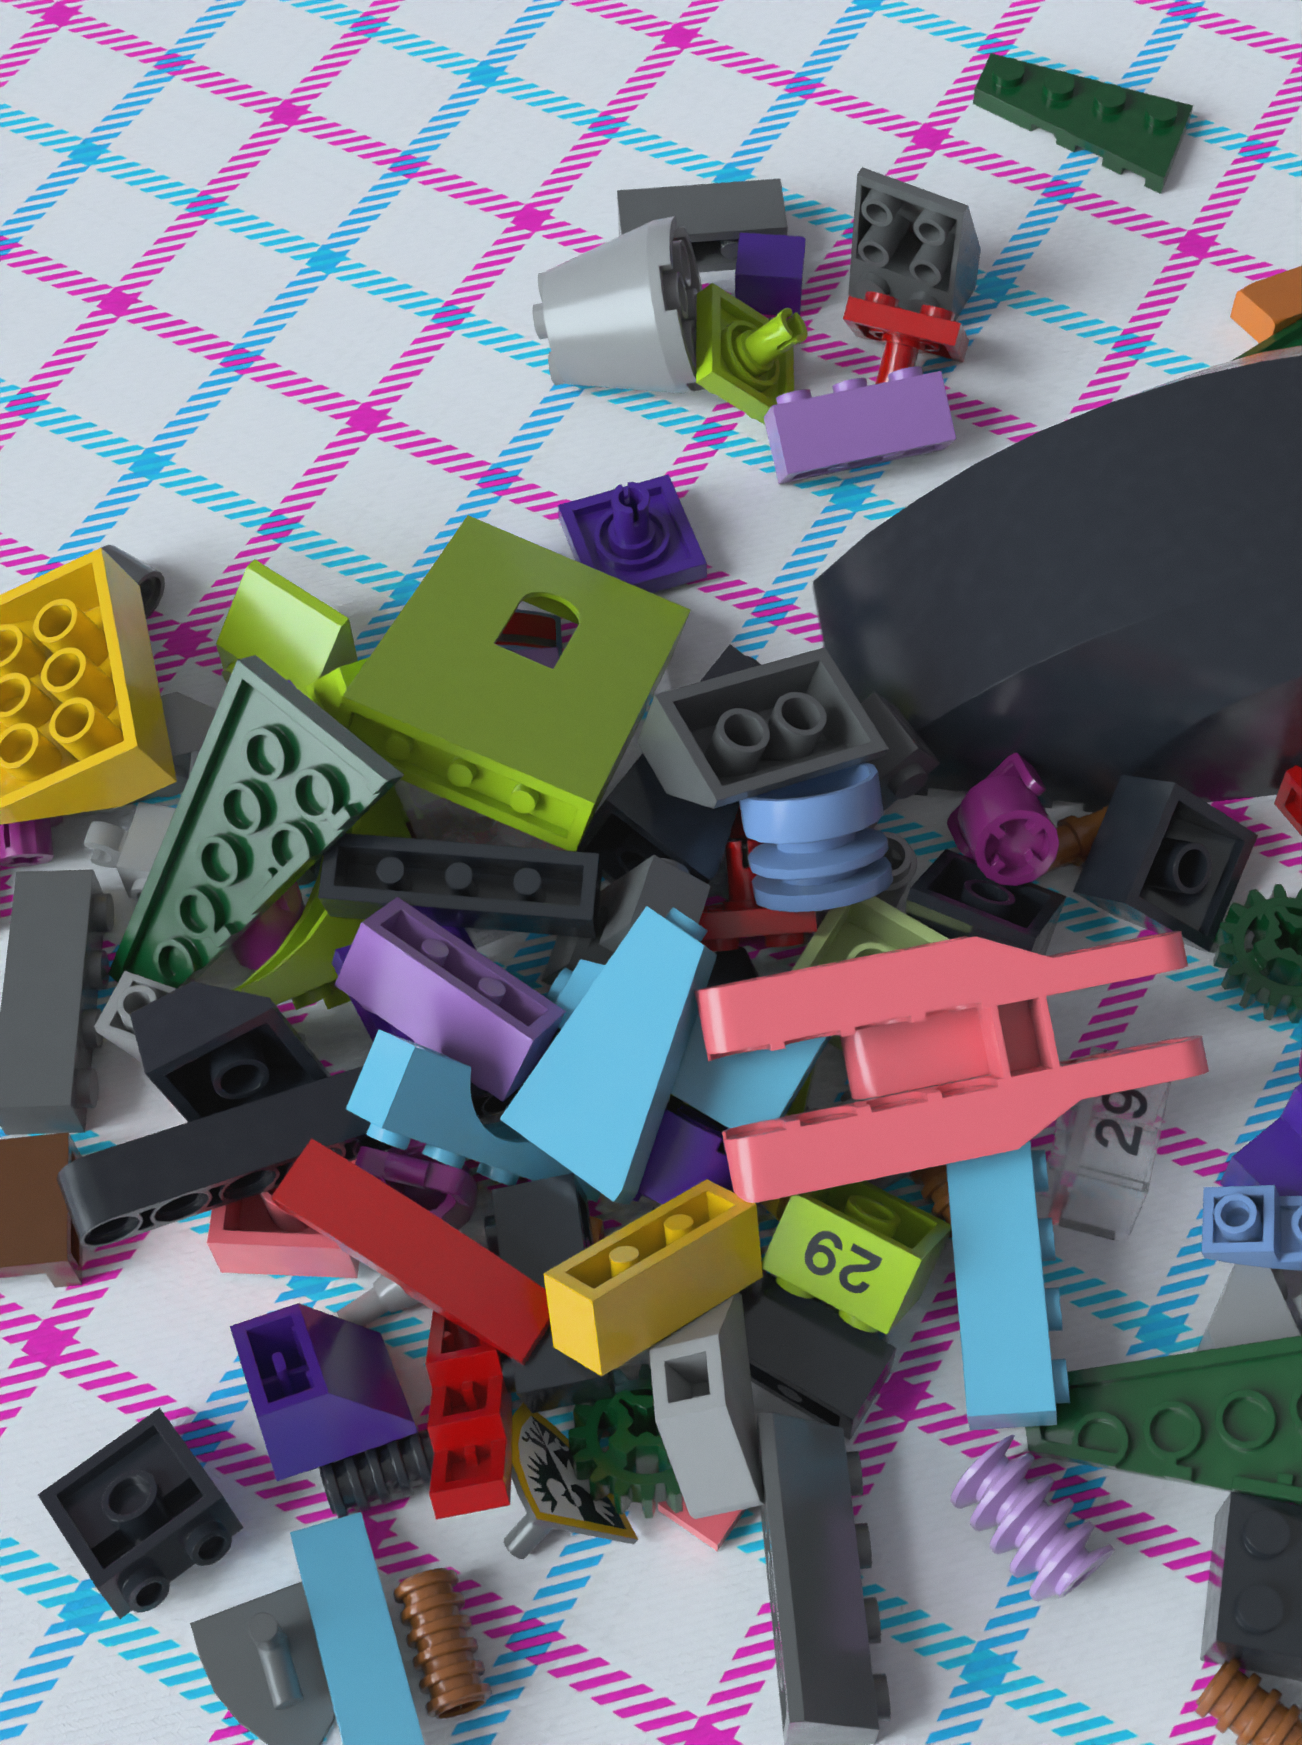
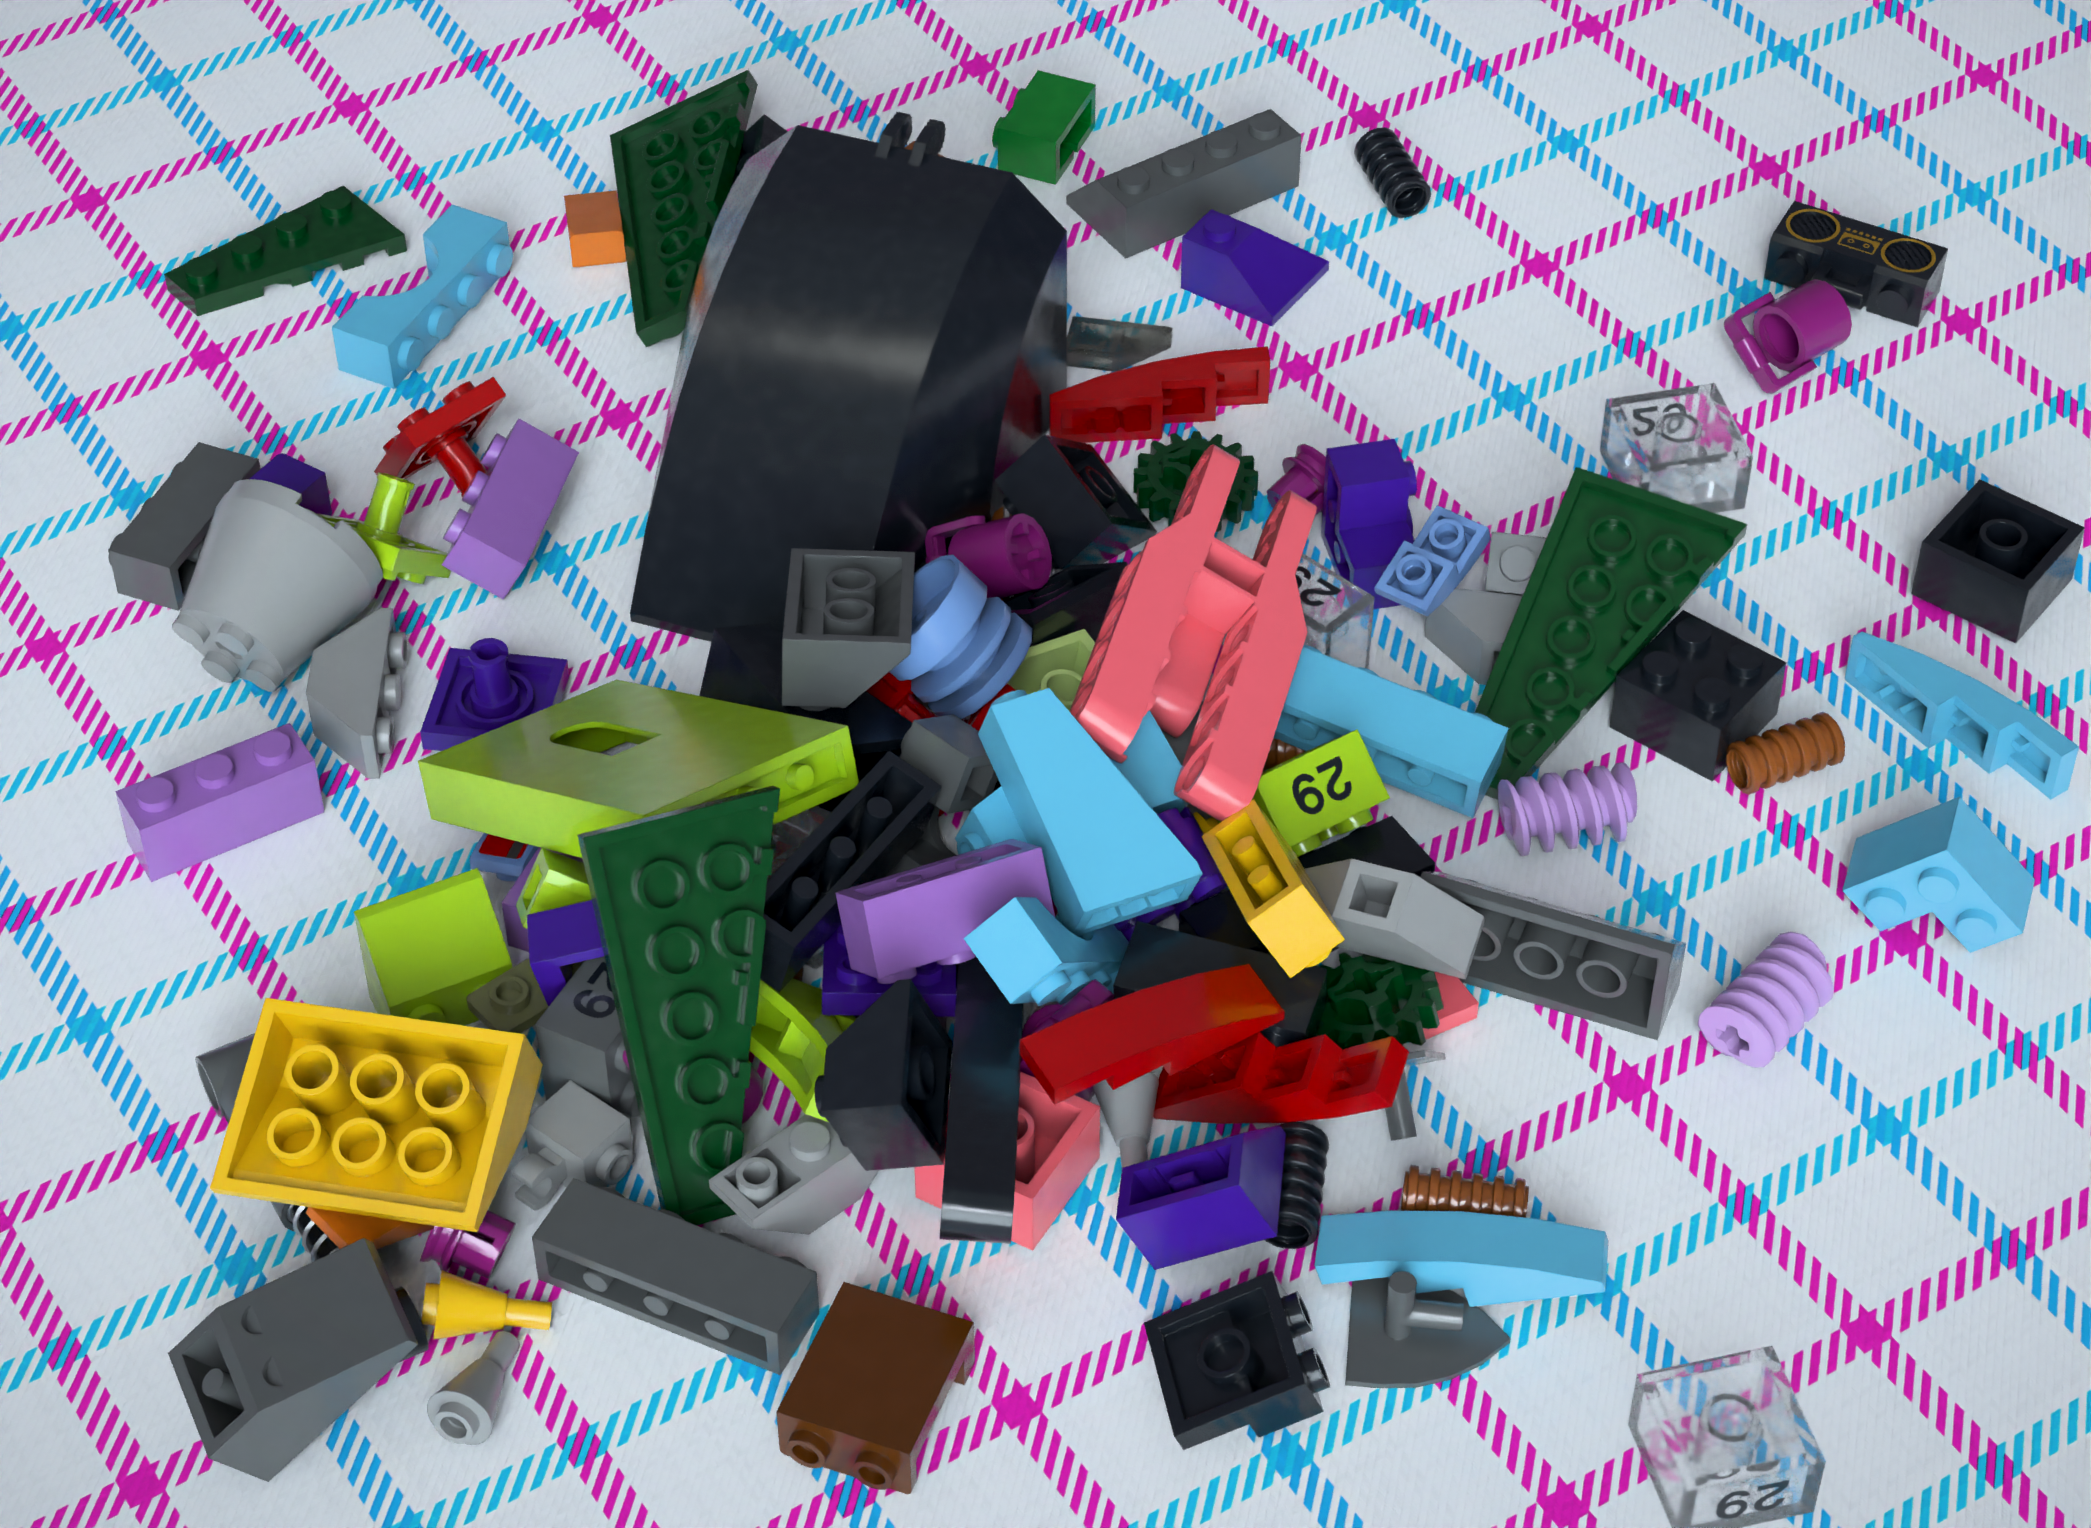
camera: 65 degrees left, 15 degrees down
(401, 415) = (220, 802): none -> medium lavender brick
(584, 437) = (355, 688): none -> light grey slope
(912, 245) = (362, 385): dark grey slope -> none
(1032, 238) = (393, 333): none -> medium azure arch

